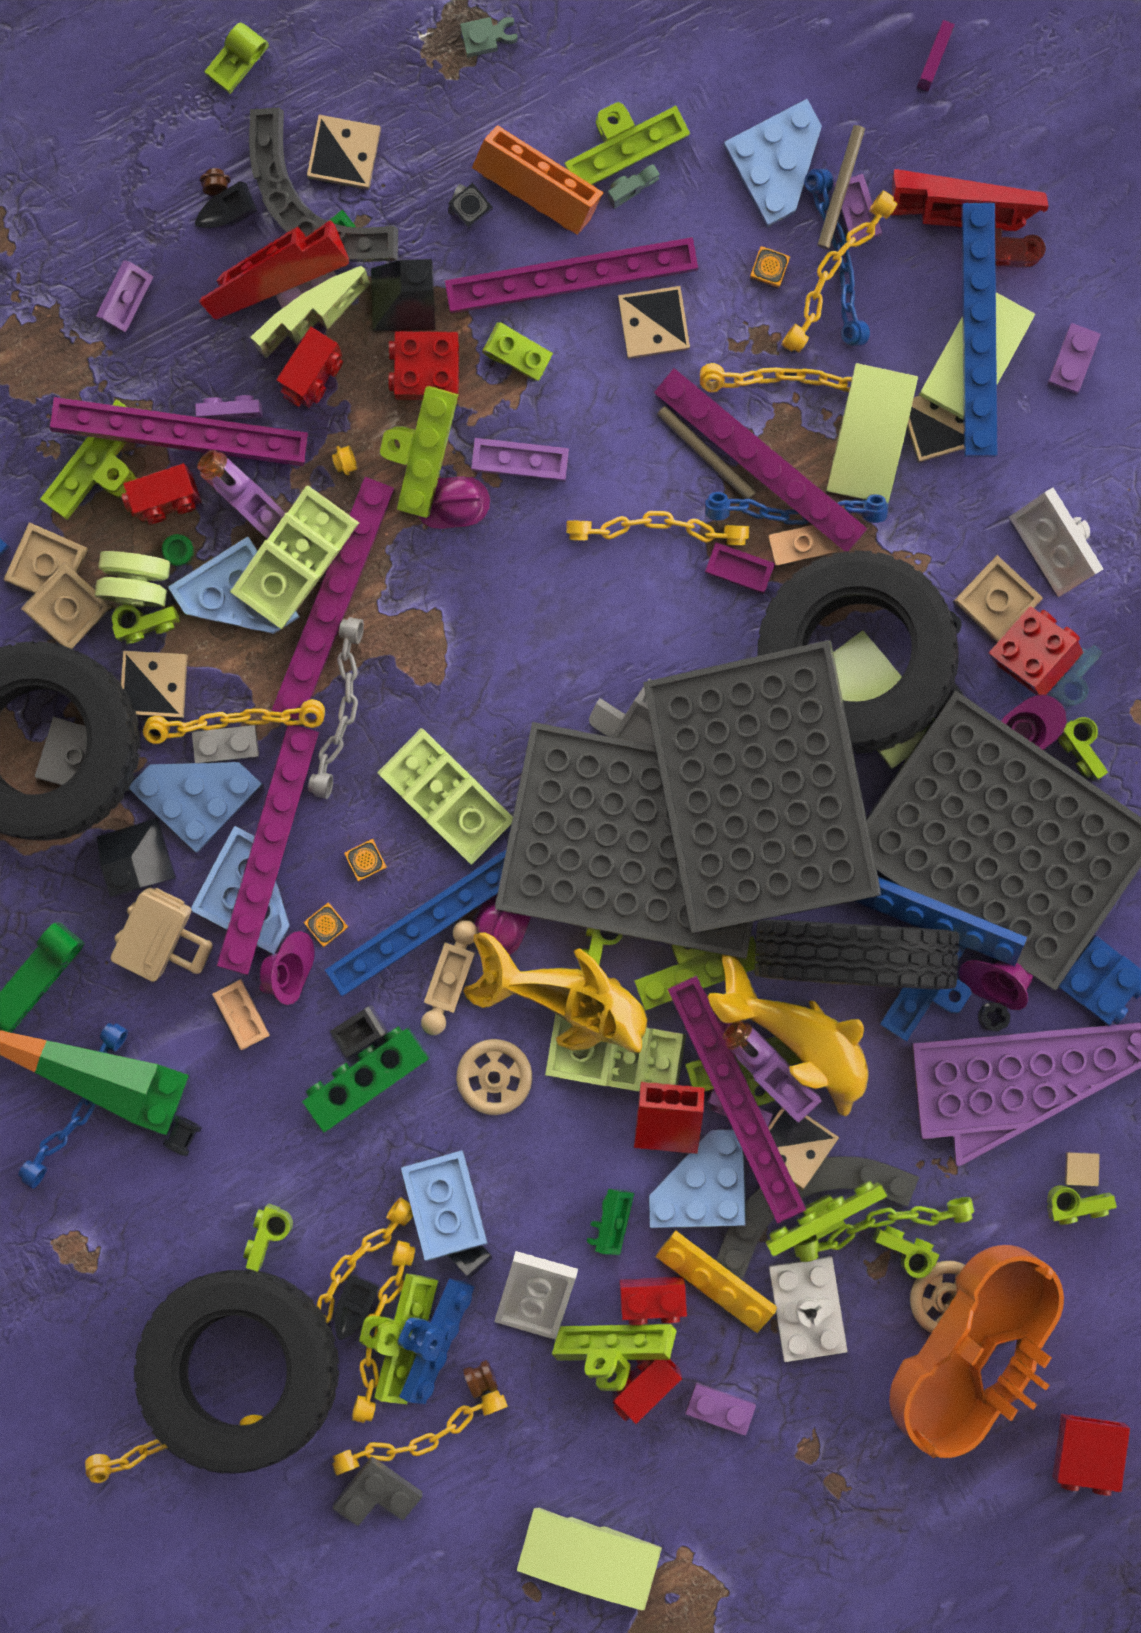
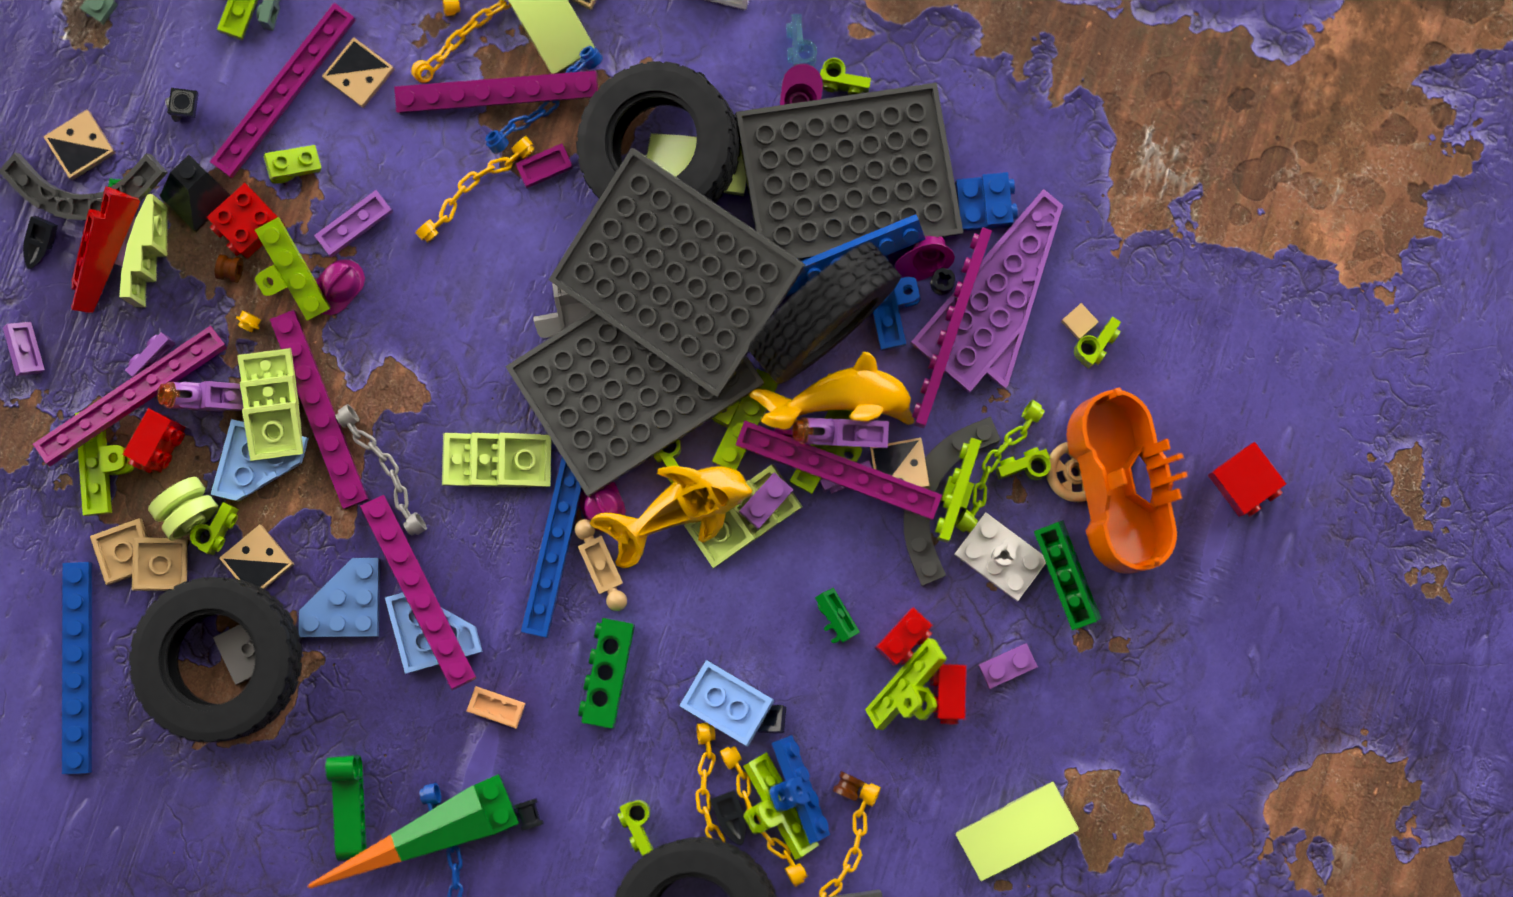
camera: 45 degrees left, 5 degrees down
(134, 858) = (343, 675): black slope -> none
(153, 933) = (396, 708): tan piece -> none
(163, 726) = (286, 579): yellow piece -> none
(178, 550) = (197, 467): green tile -> none
(214, 181) = (16, 232): reddish brown plate -> none
(225, 744) = (334, 555): light grey plate -> none
(287, 970) = (498, 651): magenta piece -> none
(309, 369) = (175, 285): red brick -> none
(326, 924) = (496, 604): tile -> none
(358, 1031) = (576, 649): dark grey slope -> none
(365, 860) = (484, 544): tile -> none
(371, 395) = (229, 268): none -> reddish brown wheel
(509, 1099) = (706, 602): tan plate -> none
(536, 1295) = (832, 702): white plate -> none
(537, 180) = (209, 53): orange brick -> none
(650, 1063) = (766, 500): none -> medium lavender plate
(669, 1117) = (809, 520): red brick -> none
(704, 1187) = (870, 543): light blue plate -> none
(706, 453) = (460, 118): dark tan bar -> none
(716, 1281) = (932, 592): yellow plate -> none
(799, 545) = (565, 120): light nougat plate -> none
(849, 1383) = (1067, 575): none -> green brick
(972, 1061) = (947, 338): none -> magenta plate
(997, 598) = (712, 43): tan tile -> none
(1036, 651) = (762, 49): red brick -> none

